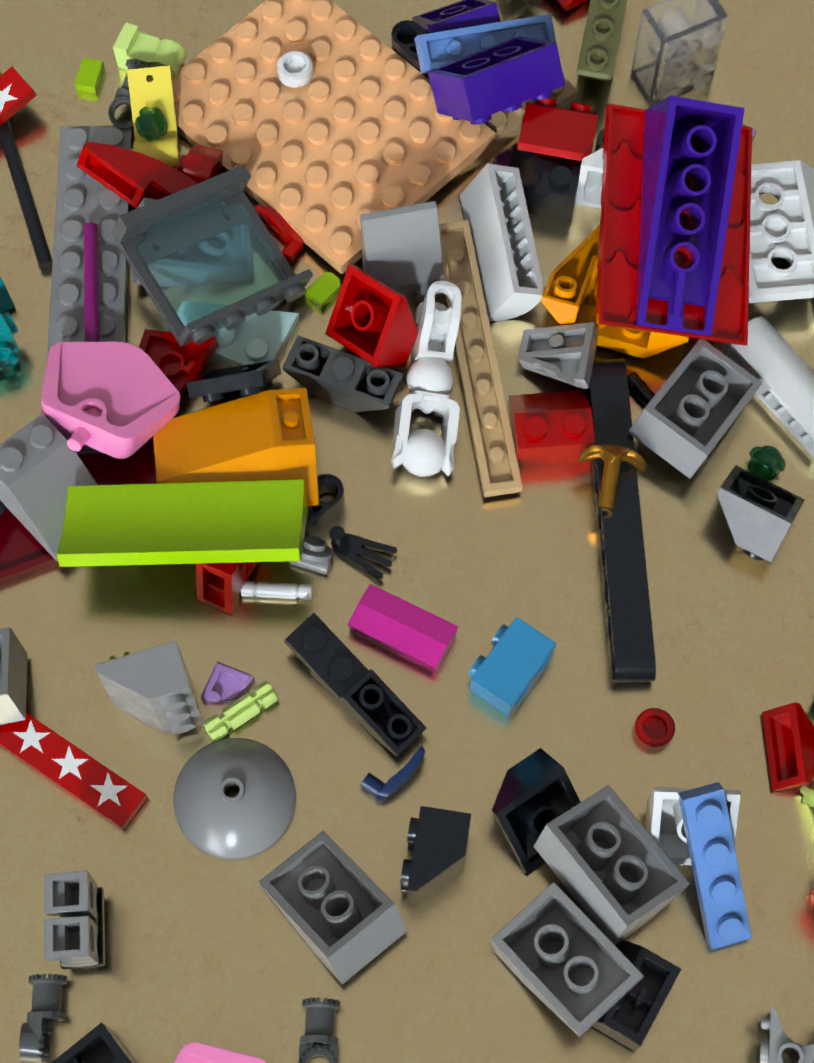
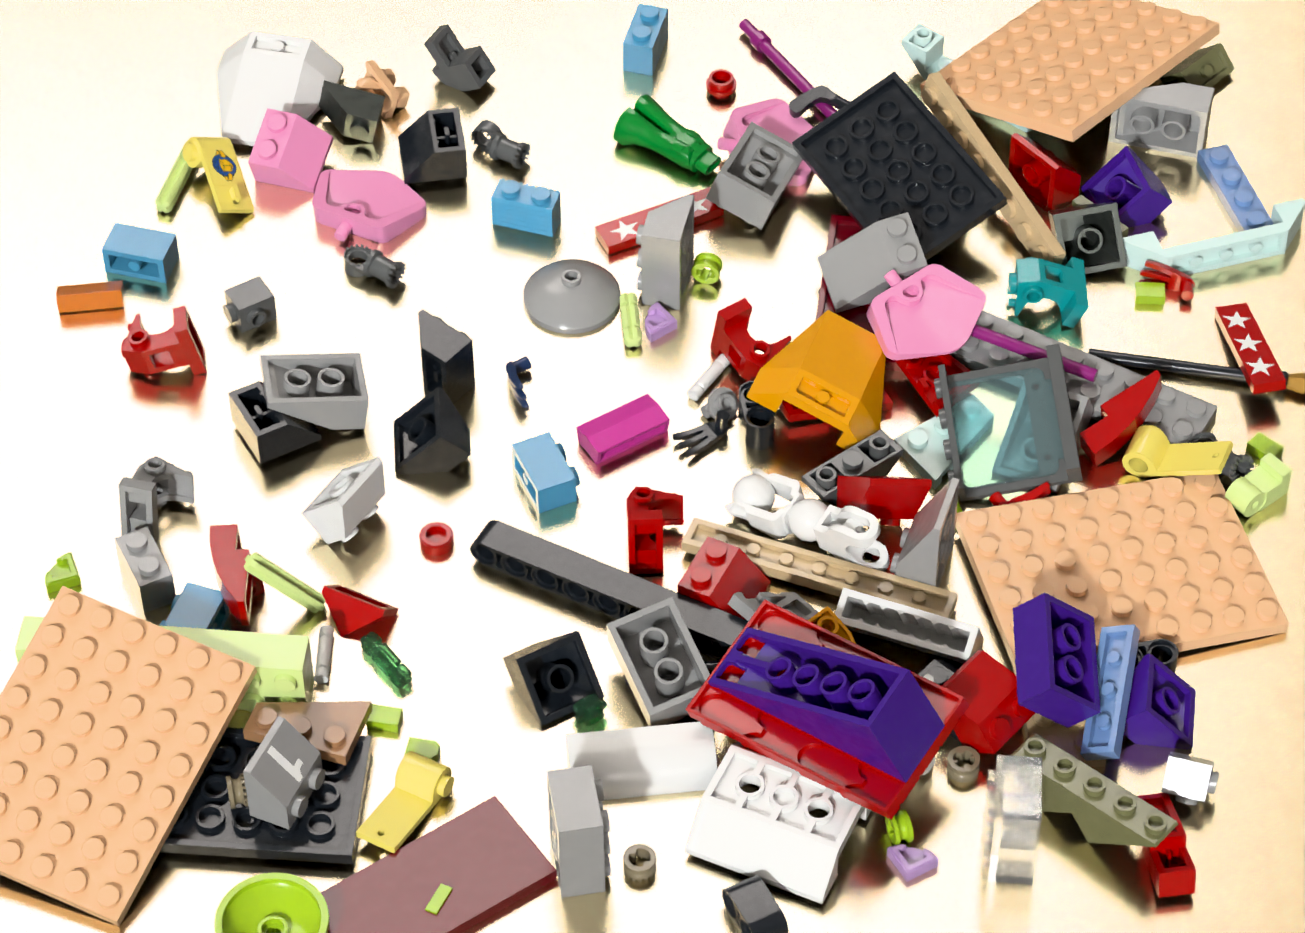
camera: 120 degrees right, 20 degrees down
(80, 931) = (538, 154): light grey hips -> none
(138, 915) = (526, 207): none -> dark azure brick
(151, 123) = (1163, 446): clear green plate -> none
(184, 523) = (774, 303): lime arch -> none
(201, 163) = (1112, 468): red plate -> none
(246, 378) = (891, 398): black plate -> none
(295, 69) = (1172, 562): white tile -> none
(334, 906) = (459, 298): light grey slope -> none
(354, 686) = (592, 385): black slope -> none
(547, 519) = (646, 515): none -> red tile
(610, 864) = (355, 431): light grey slope -> none
(613, 456) = (650, 575): pearl gold plant -> none
(715, 865) = (307, 488): medium blue plate -> none

